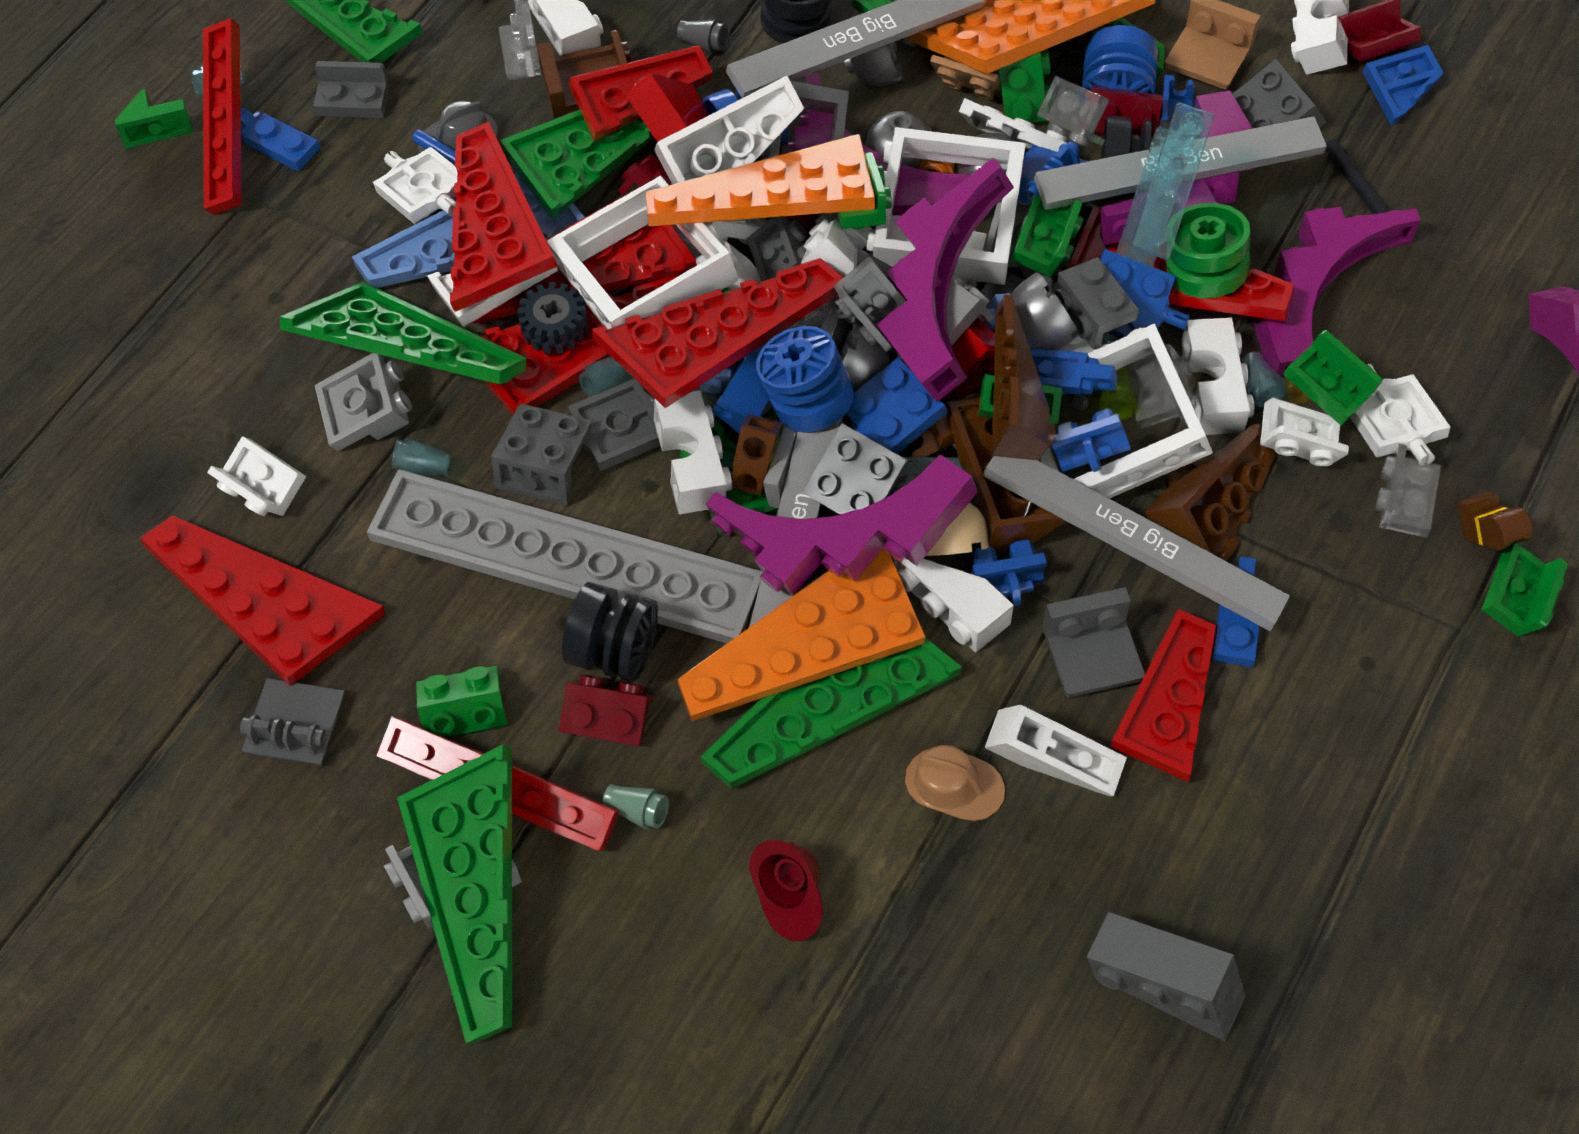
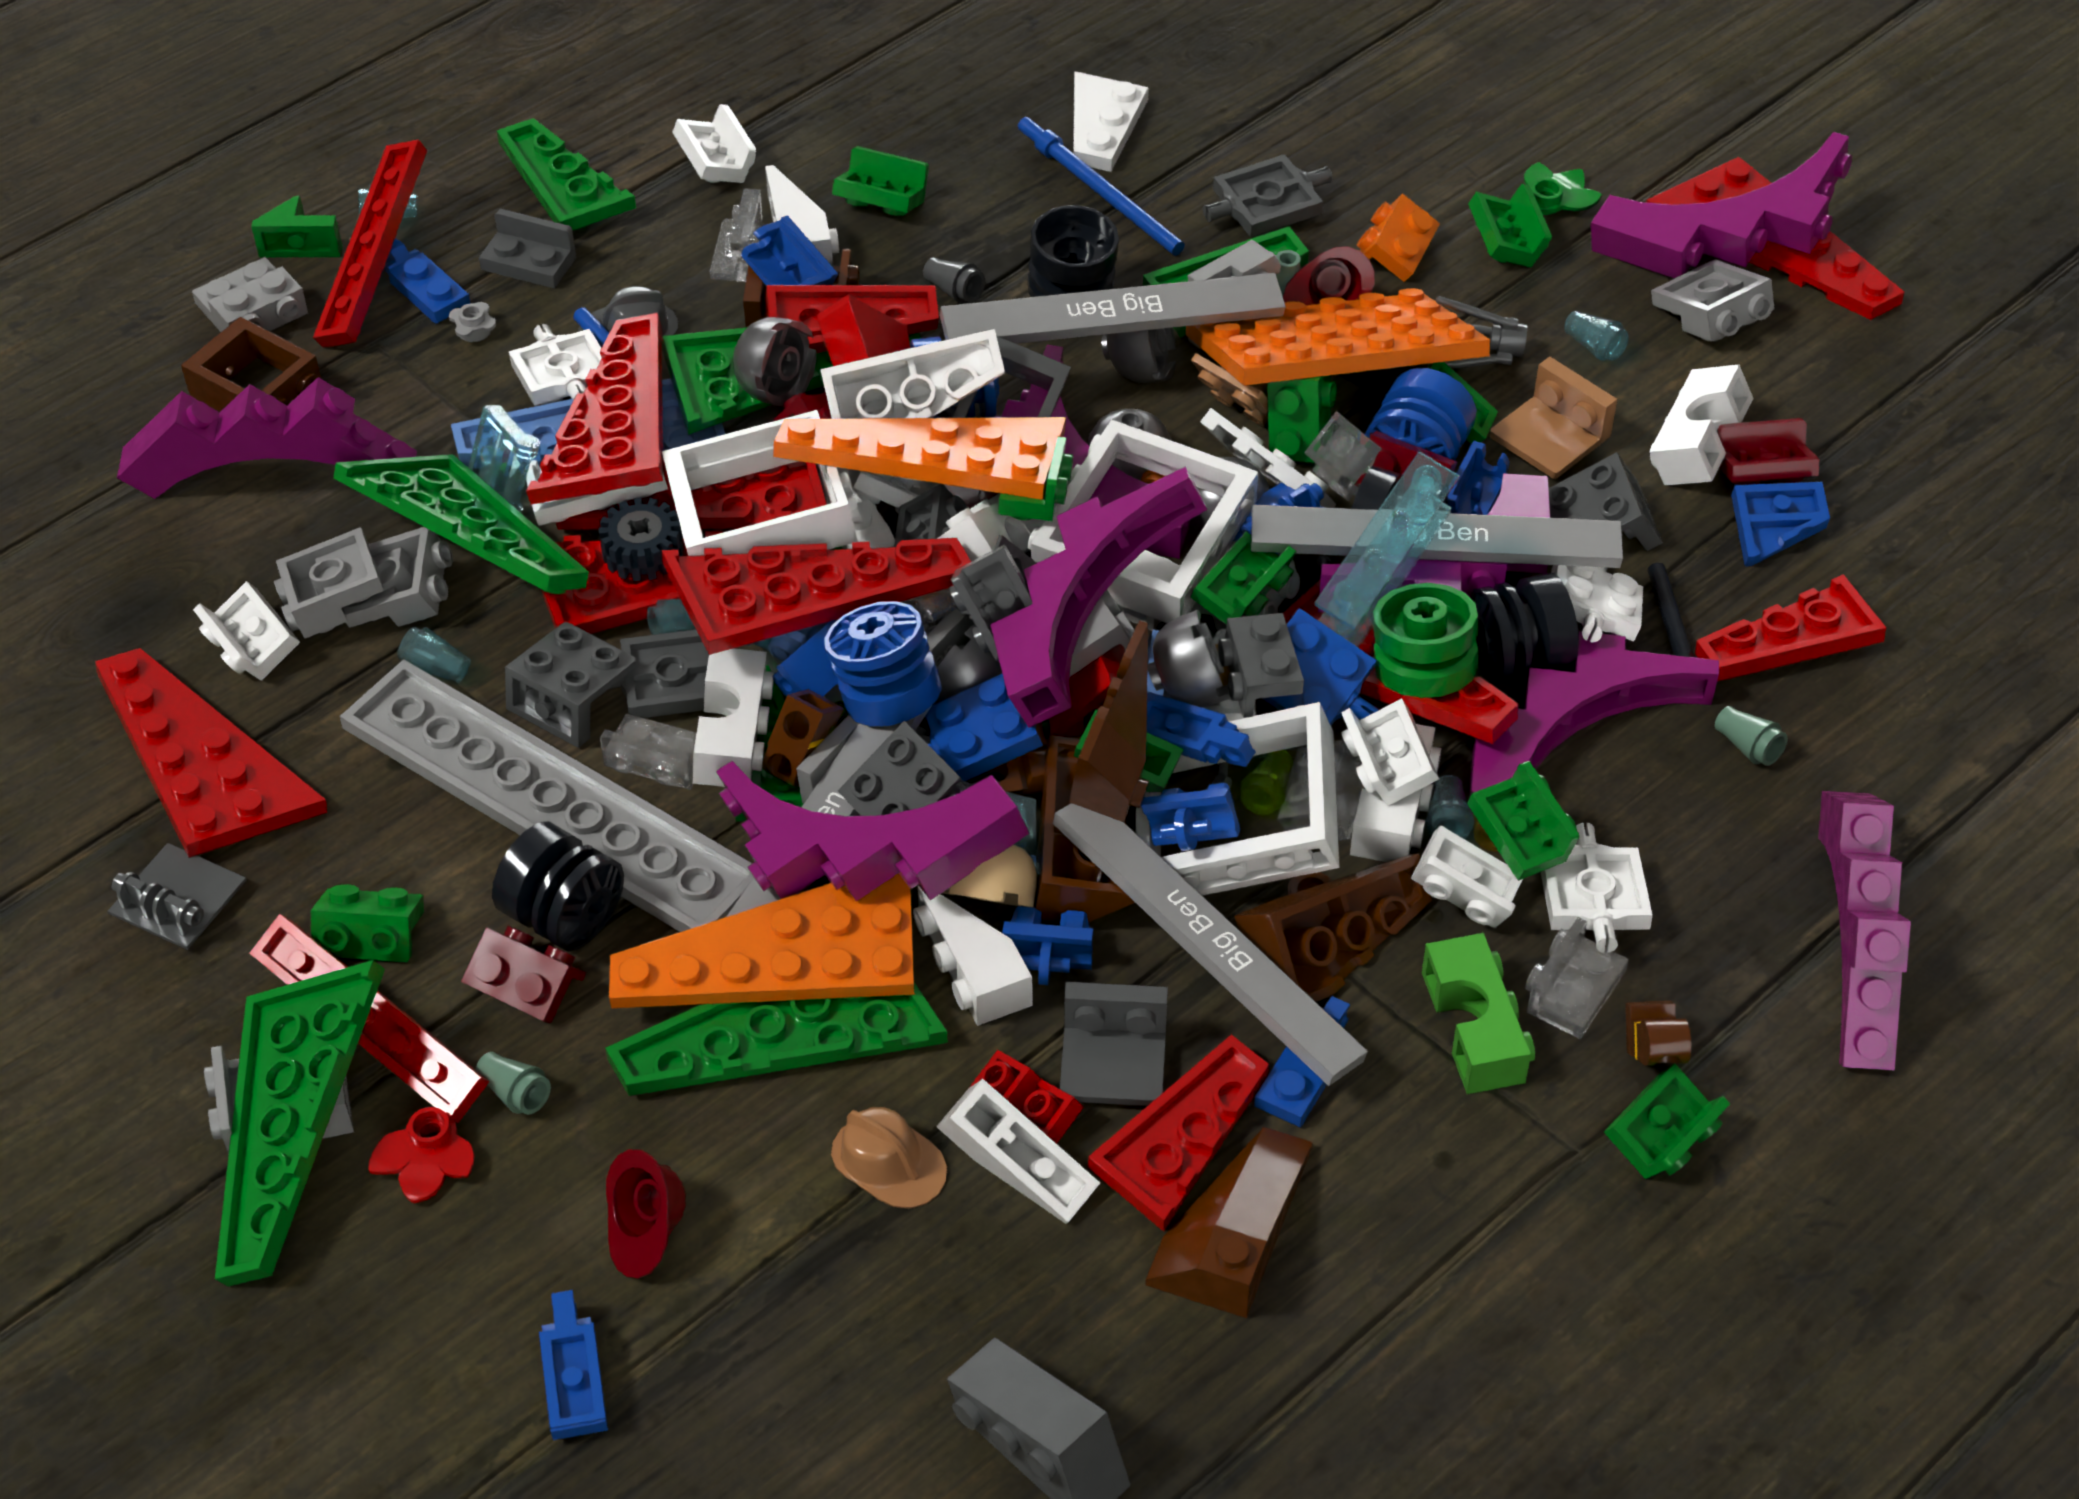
camera: 15 degrees right, 10 degrees down
(137, 189) = (254, 293): none -> light grey plate
(141, 237) = (228, 353): none -> reddish brown window
(196, 302) = (253, 426): none -> magenta arch
(309, 419) = (324, 580): none -> light grey plate
(330, 162) = (472, 321): none -> light grey plate
(402, 272) = (493, 452): none -> clear light blue plate
(574, 50) = (787, 256): none -> blue hinge
(589, 893) = (421, 1160): none -> red plate
(602, 140) = (774, 359): none -> flat silver cylinder
(632, 492) = (650, 751): none -> clear bracket
(786, 1034) = (572, 1371): none -> blue hinge
(1052, 702) = (1035, 1098): none -> red slope
(1215, 346) = (1390, 752): none -> white bracket
(1240, 765) = (1231, 1229): none -> reddish brown wedge
(1276, 214) = (1525, 627): none -> black wheel
(1308, 182) = (1603, 600): none -> white plate
(1334, 512) = (1469, 978): none -> bright green arch
(1456, 261) = (1754, 736): none -> sand green cone
(1457, 167) = (1805, 630): none -> red wing

